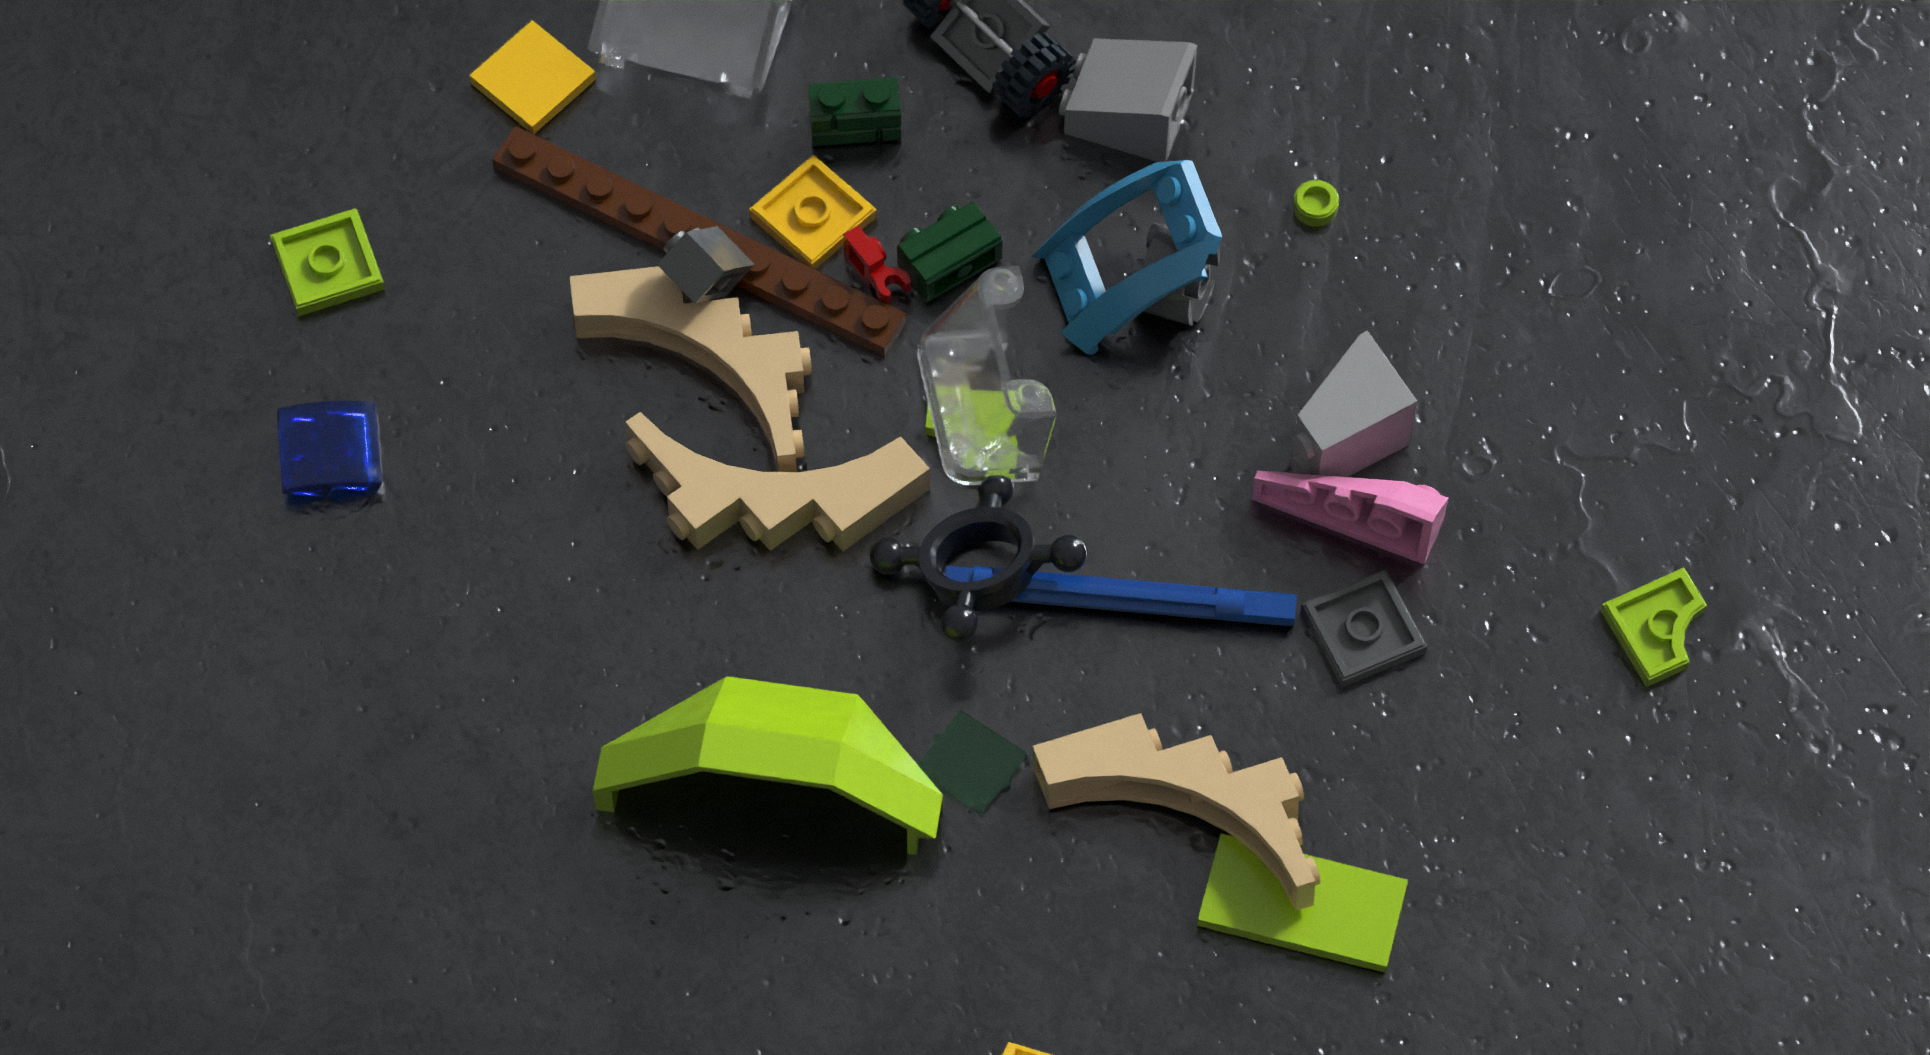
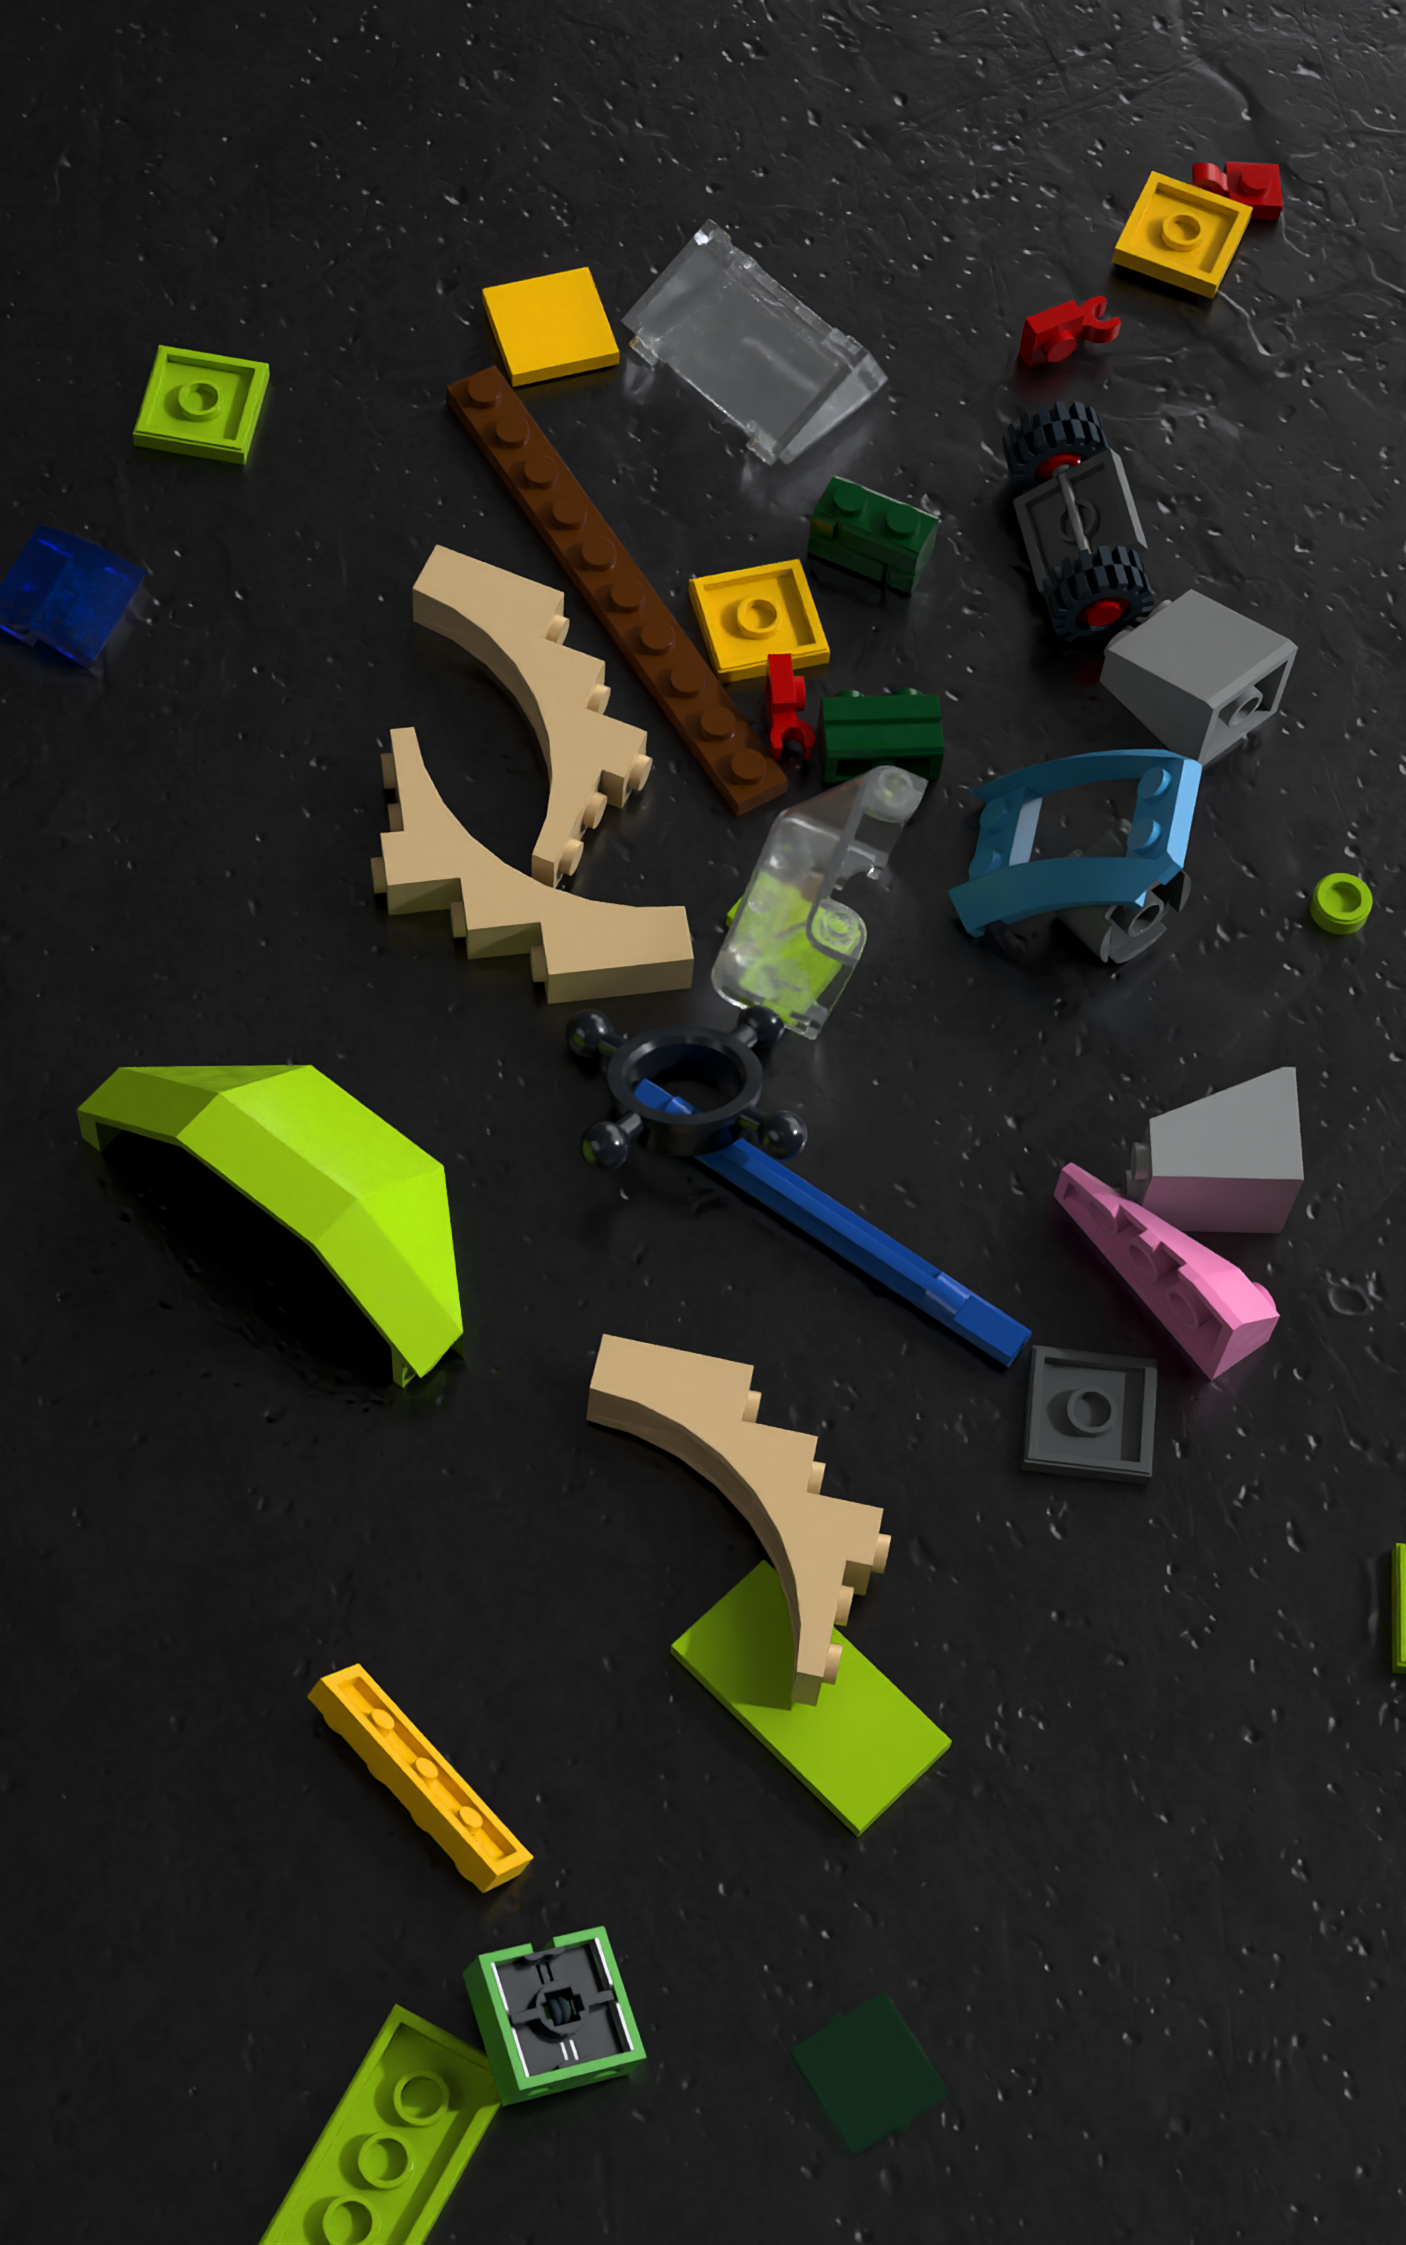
camera: 25 degrees right, 0 degrees up
(704, 263) = (588, 604): dark grey brick -> none
(972, 762) = (534, 1317): clear green piece -> none

